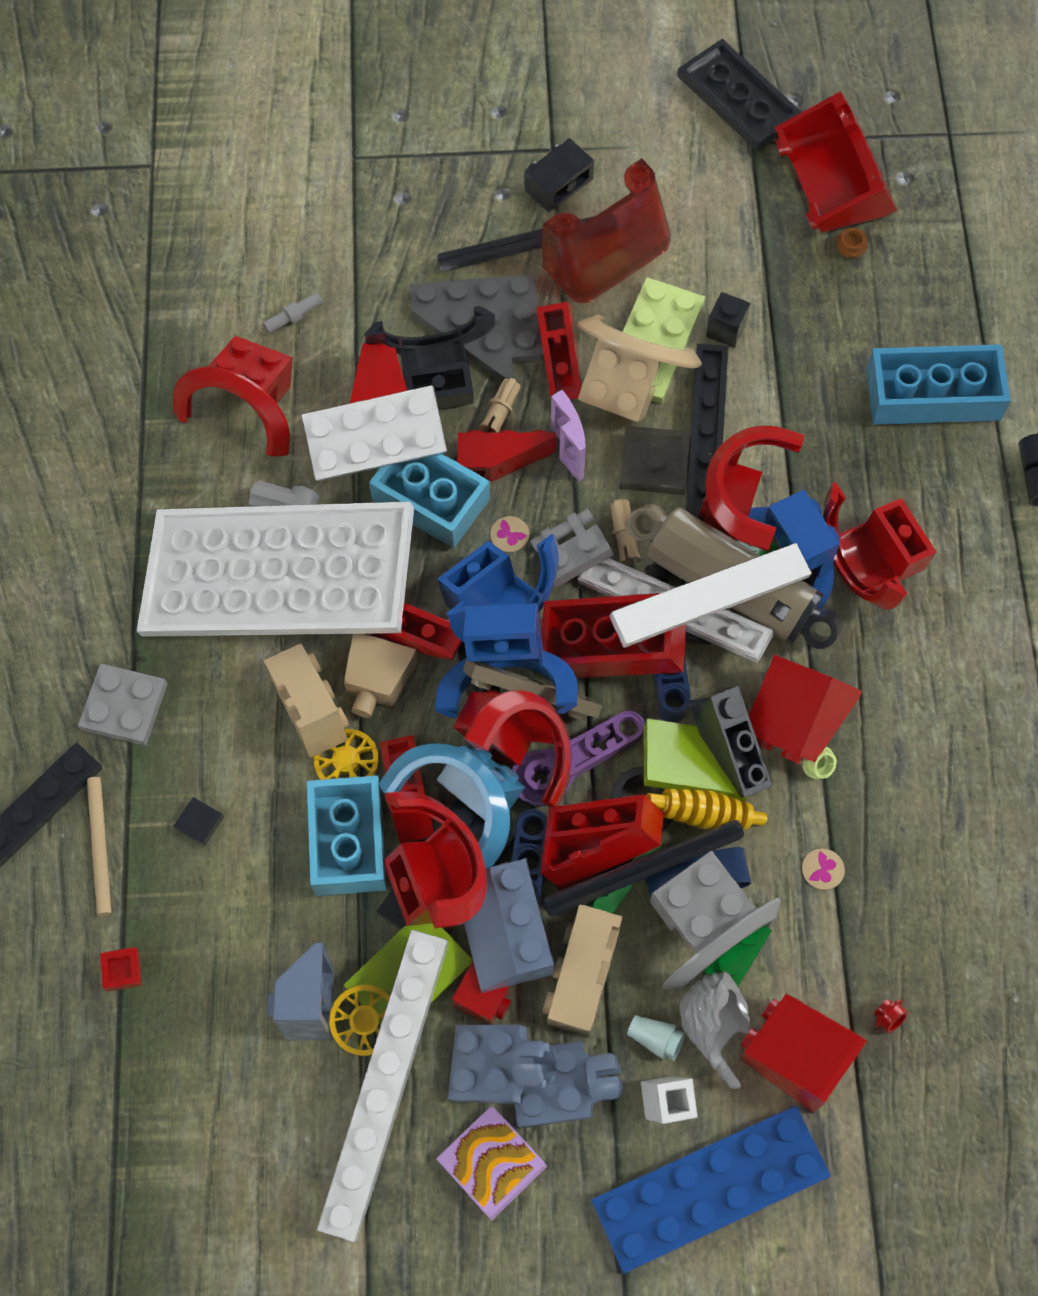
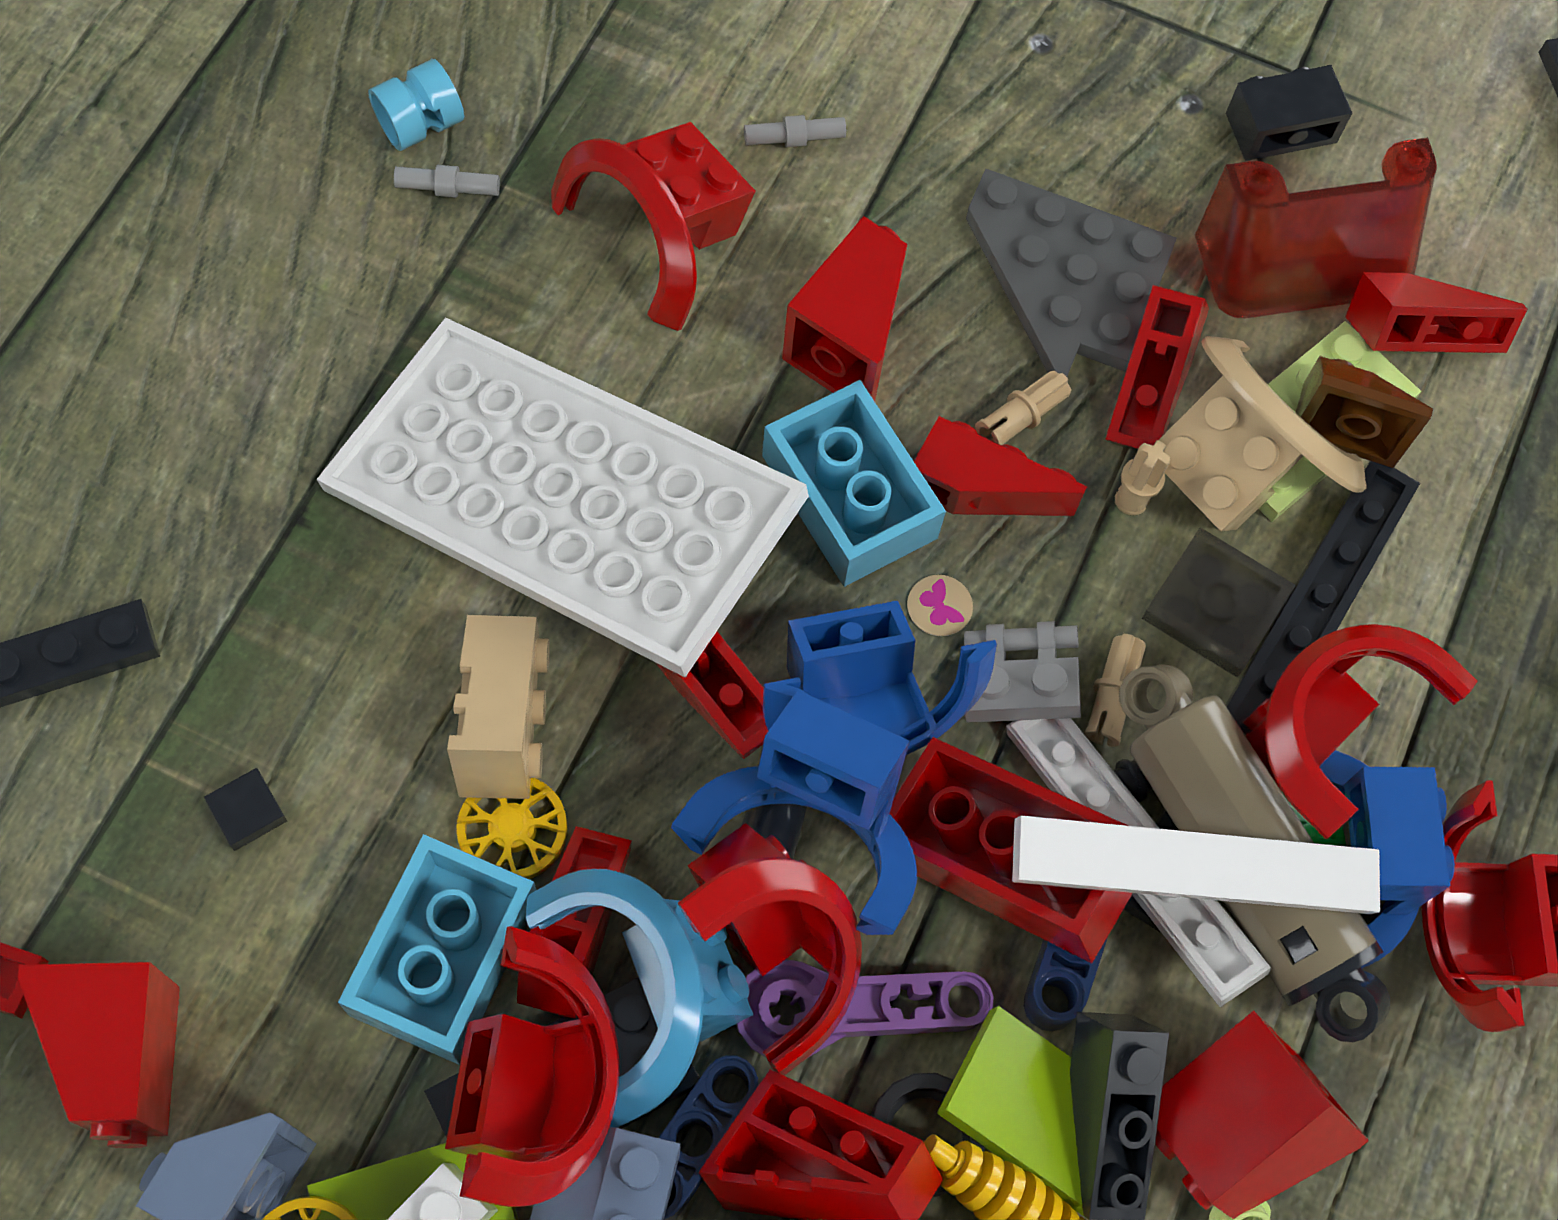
camera: 20 degrees right, 0 degrees up
(71, 399) = (418, 103): none -> medium azure wheel
(99, 850) = (83, 772): tan bar -> none
(112, 433) = (446, 181): none -> light grey bar
(122, 704) = (239, 577): light grey plate -> none
(199, 966) = (107, 1044): none -> red slope
(272, 495) = (618, 376): light grey piece -> none
(374, 433) = (810, 356): white plate -> none
(377, 672) = (626, 718): tan torso -> none
(438, 358) = (960, 300): black piece -> none
(487, 675) = (822, 848): dark tan plate -> none
(492, 249) = (1129, 174): black axle -> none
(570, 433) = (1109, 493): lavender slope -> none
(584, 407) = (1142, 478): none -> tan axle
(678, 323) = (1361, 411): none -> reddish brown slope
(690, 253) = (1431, 316): none -> red slope
(728, 319) = (1443, 443): black brick -> none

